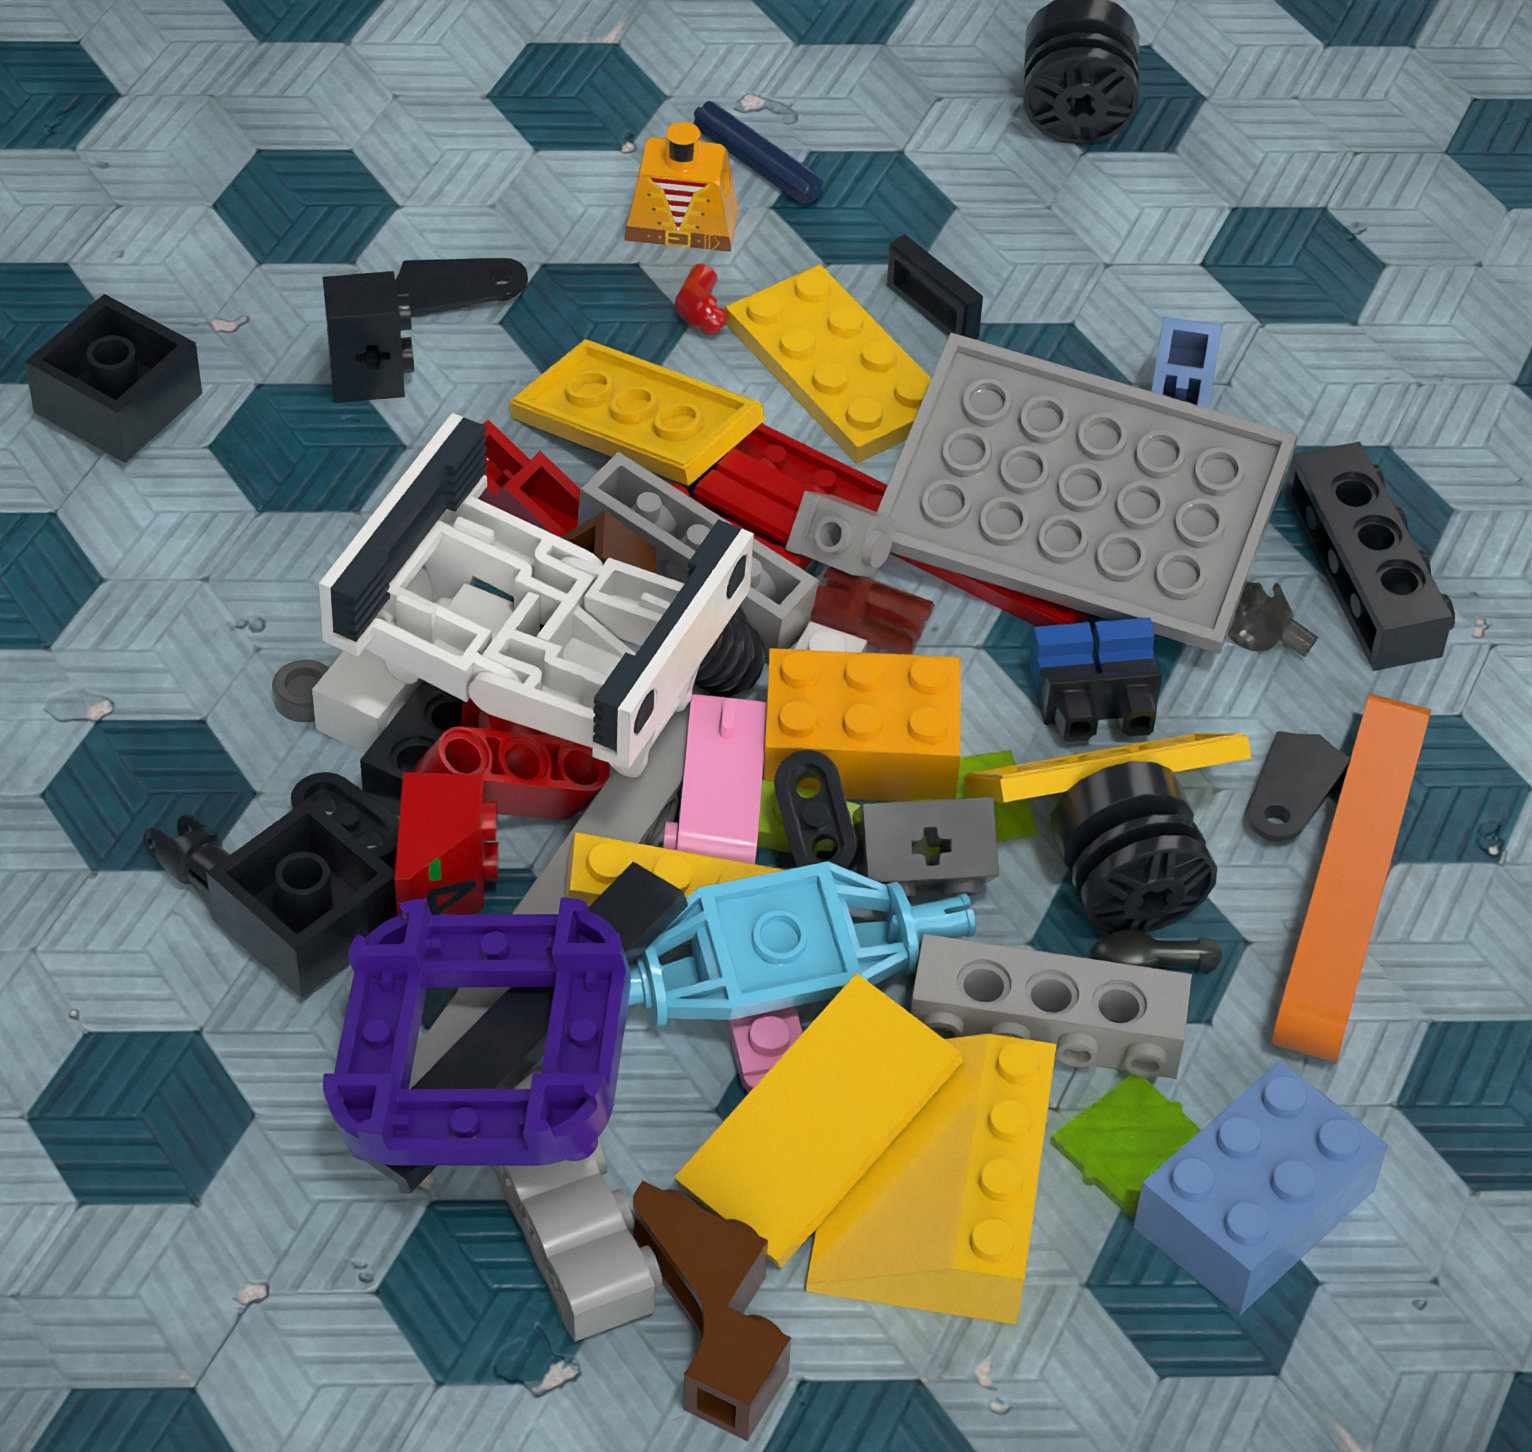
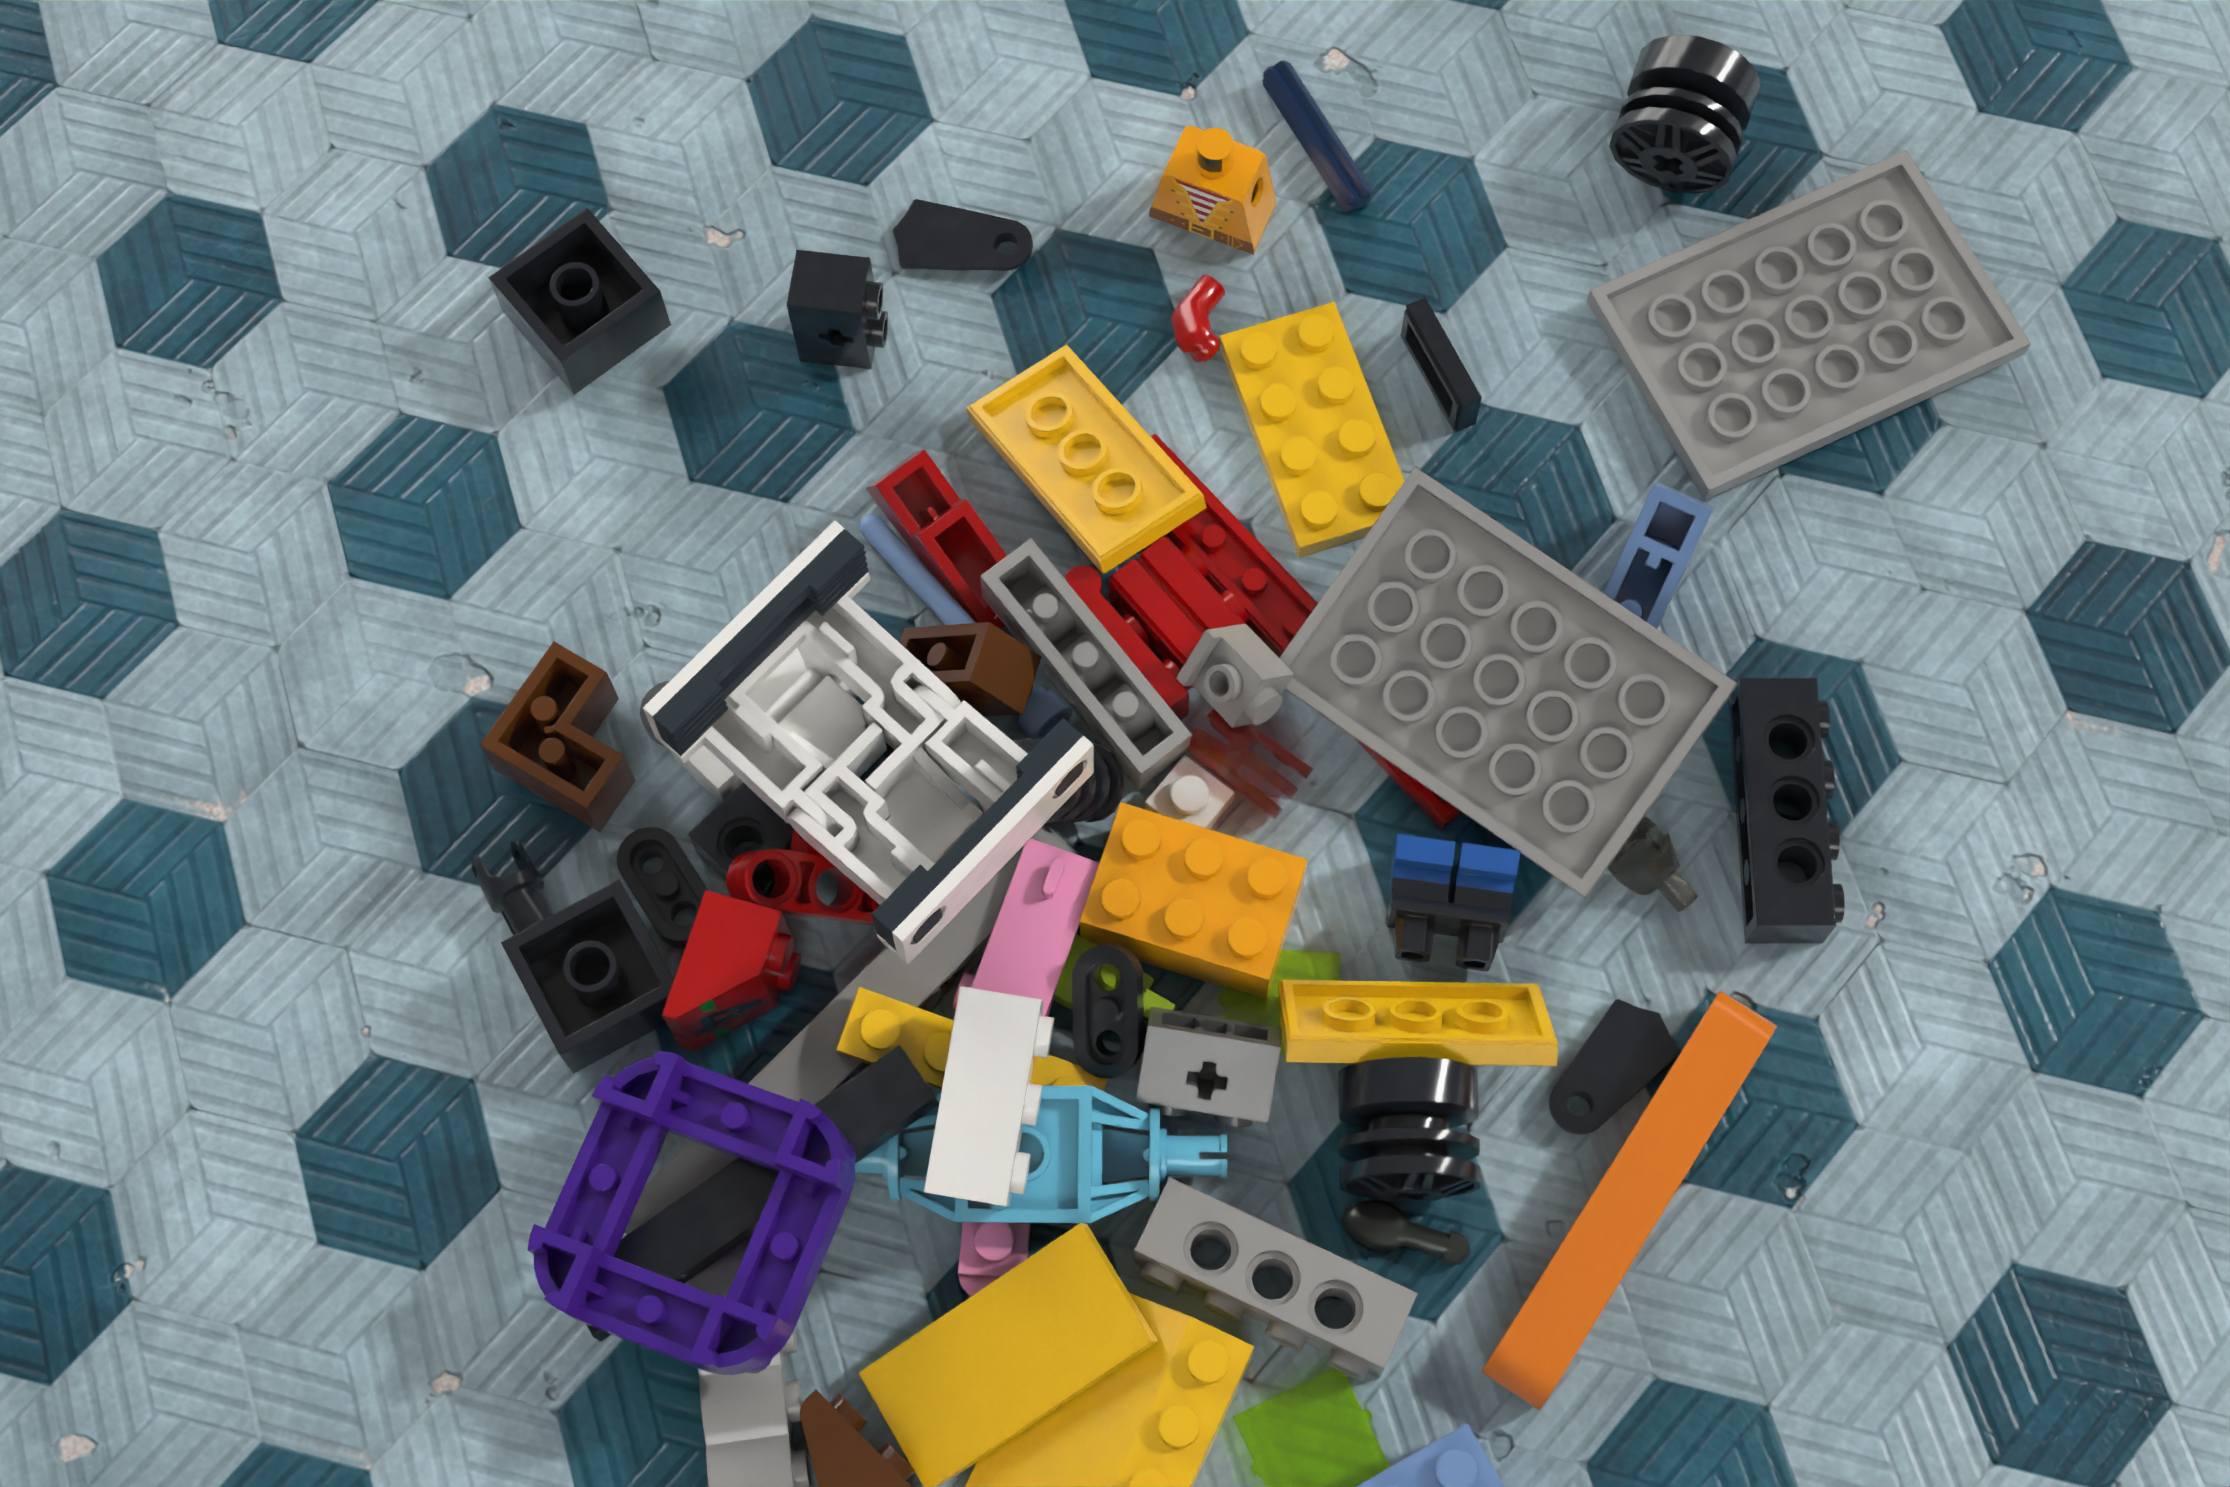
camera: 20 degrees right, 20 degrees up
(204, 723) = (549, 741): none -> reddish brown brick
(736, 878) = (988, 1097): none -> white brick
(1241, 206) = (1806, 323): none -> light grey plate

